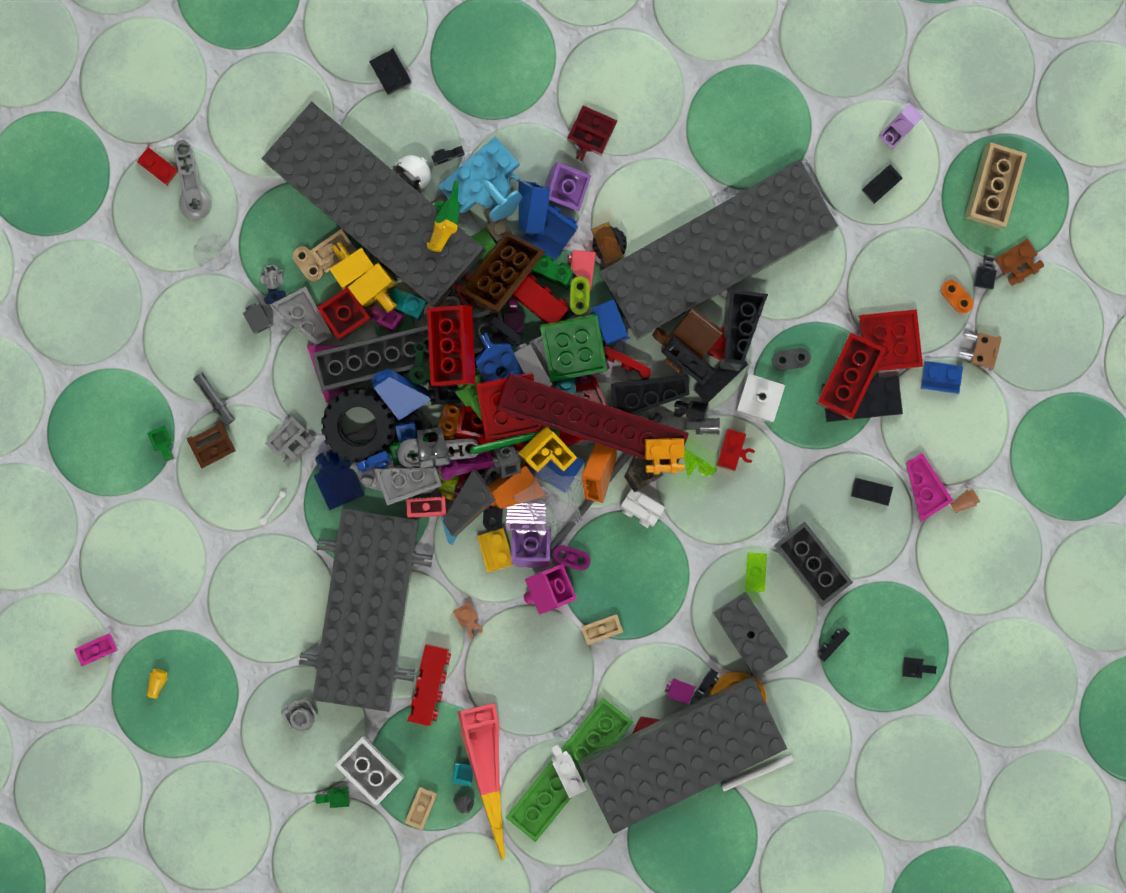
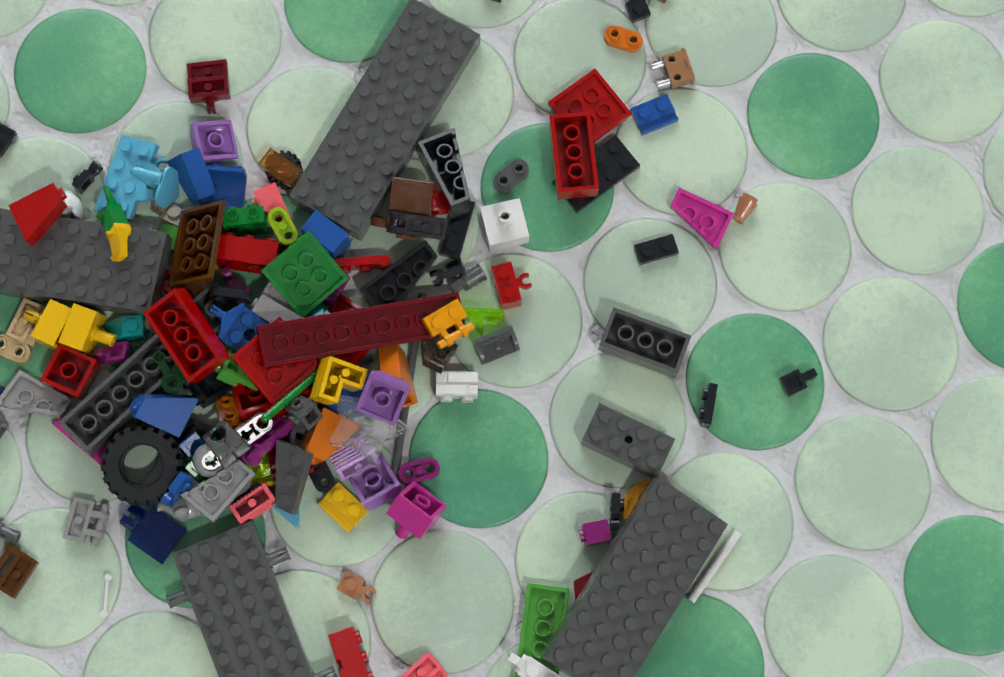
camera: 40 degrees left, 10 degrees down
(391, 170) = (38, 211): none -> red slope
(576, 487) = (383, 397): none -> medium lavender slope
(602, 629) = (487, 520): tan plate -> none
(693, 493) = (496, 345): none -> dark grey hinge
(756, 572) = (597, 382): clear neon green plate -> none

